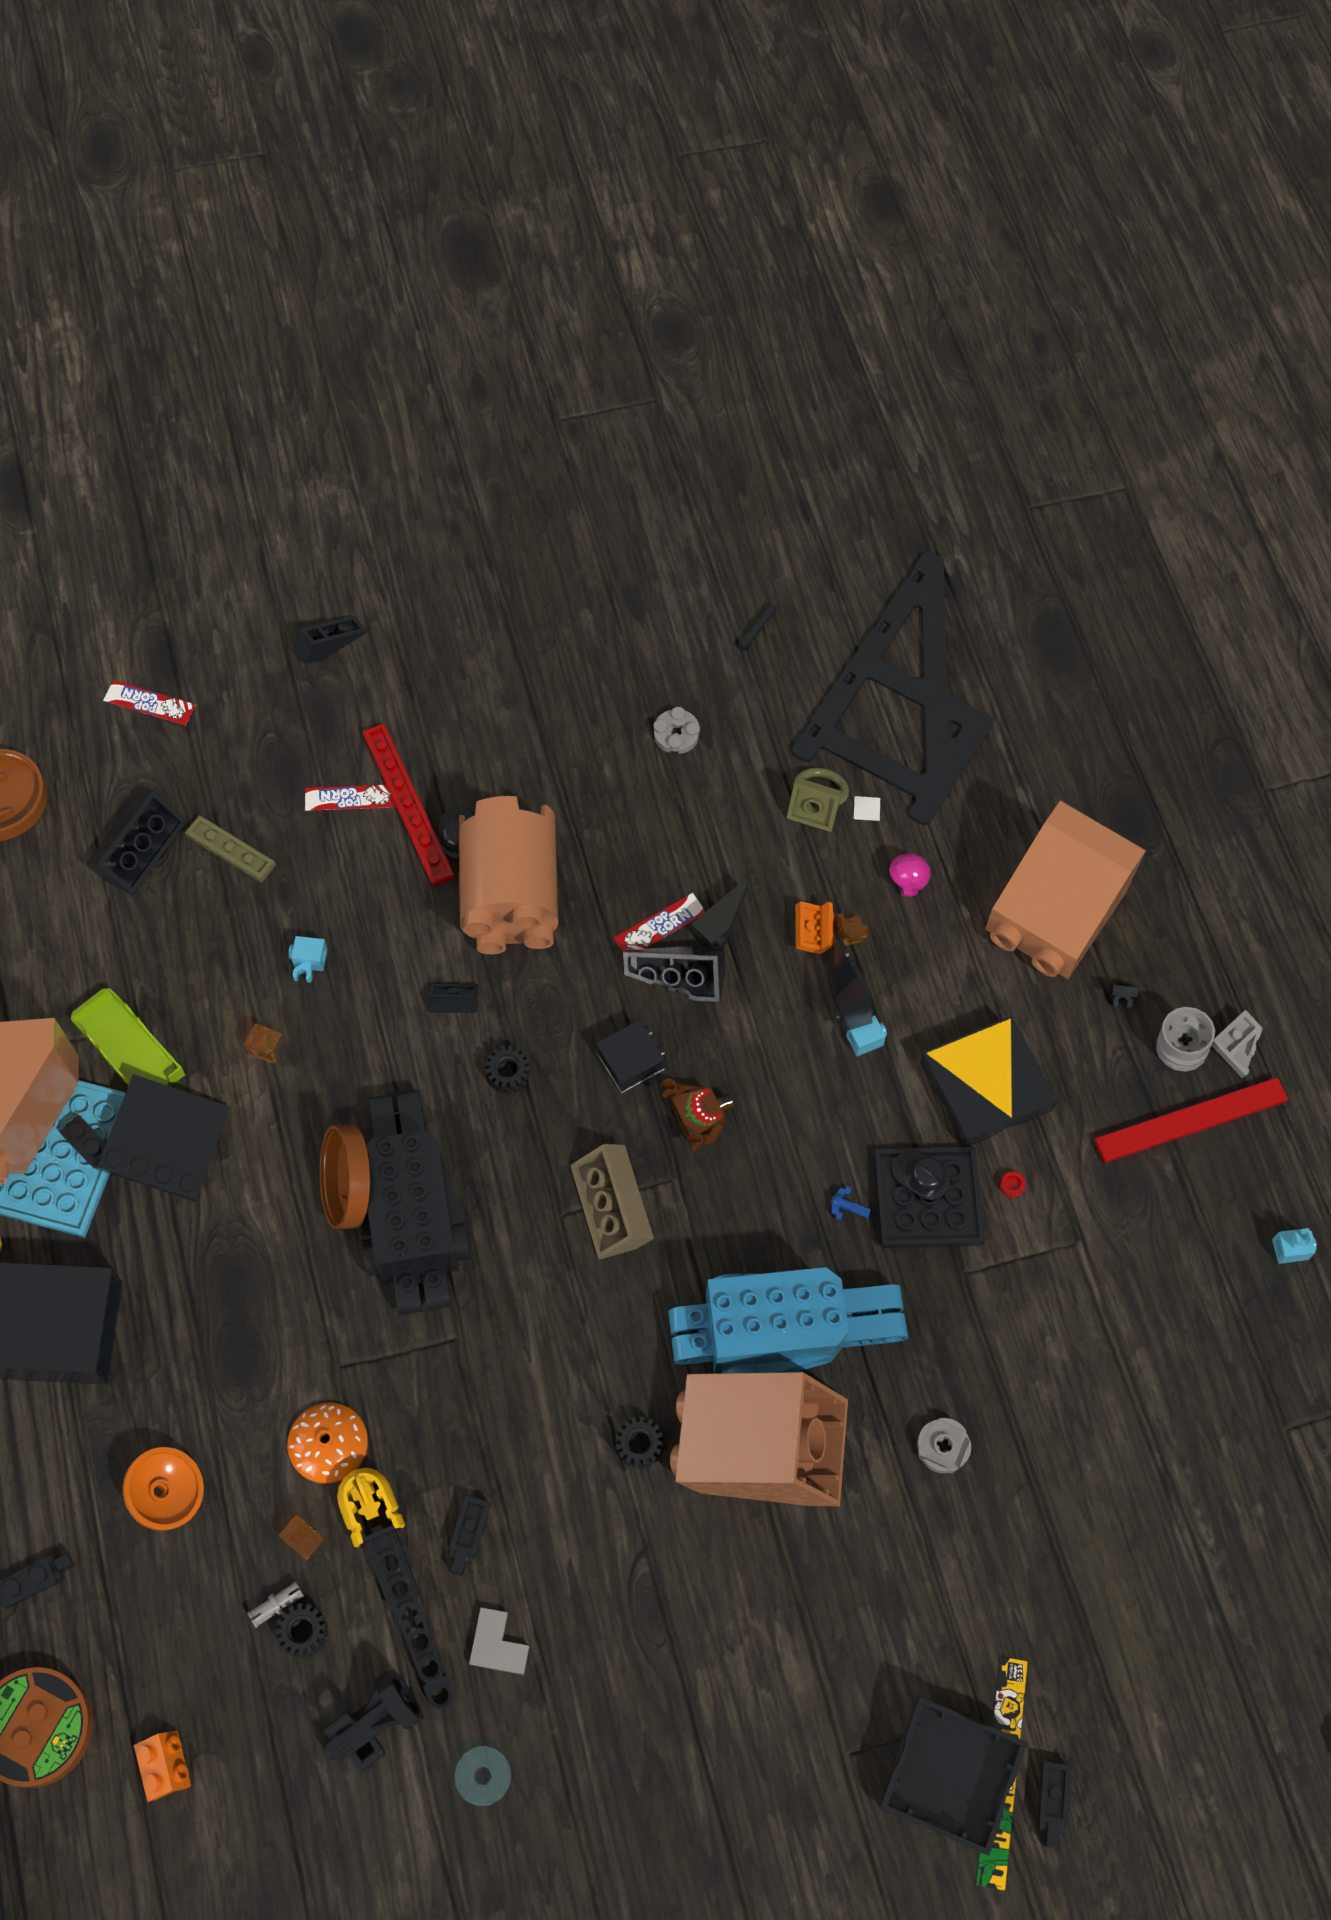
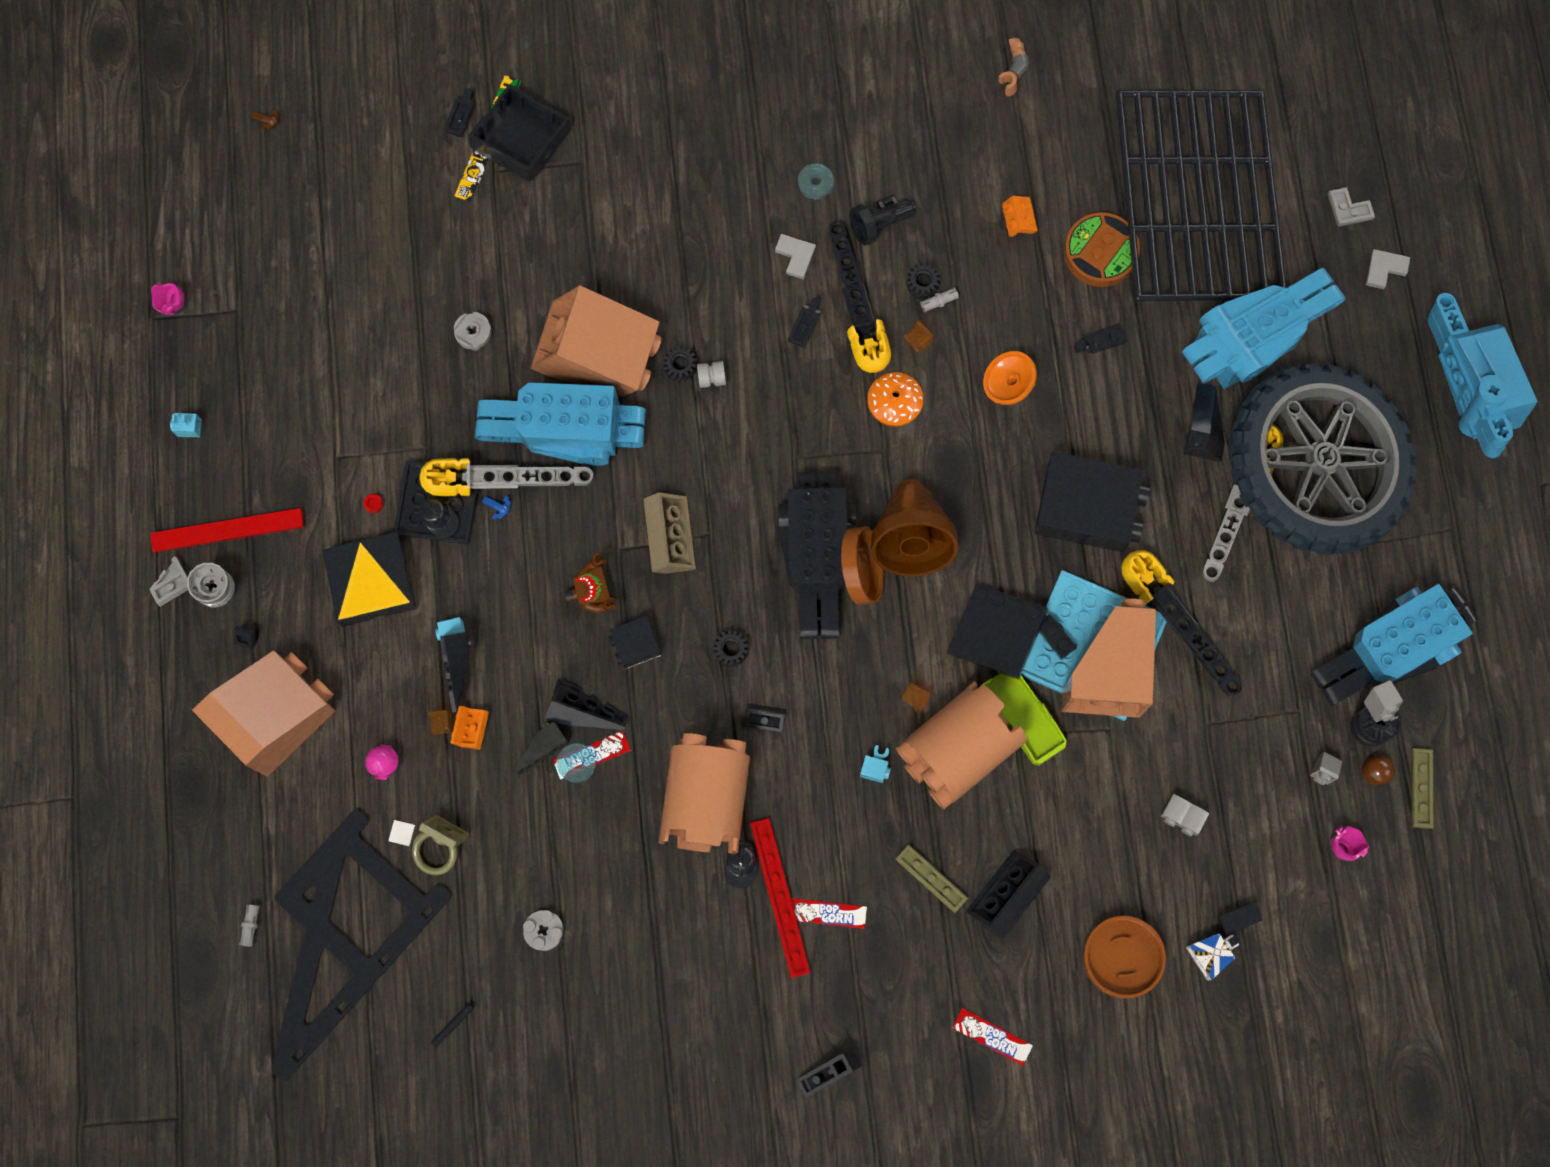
camera: 165 degrees left, 10 degrees up
(200, 976) = (960, 744): none -> nougat brick
(282, 1245) = (913, 533): none -> reddish brown cone
(591, 1430) = (711, 374): none -> light grey wheel
(675, 923) = (579, 774): none -> clear light blue tile
(939, 1221) = (431, 476): none -> piece
(1012, 686) = (249, 925): none -> light grey pin

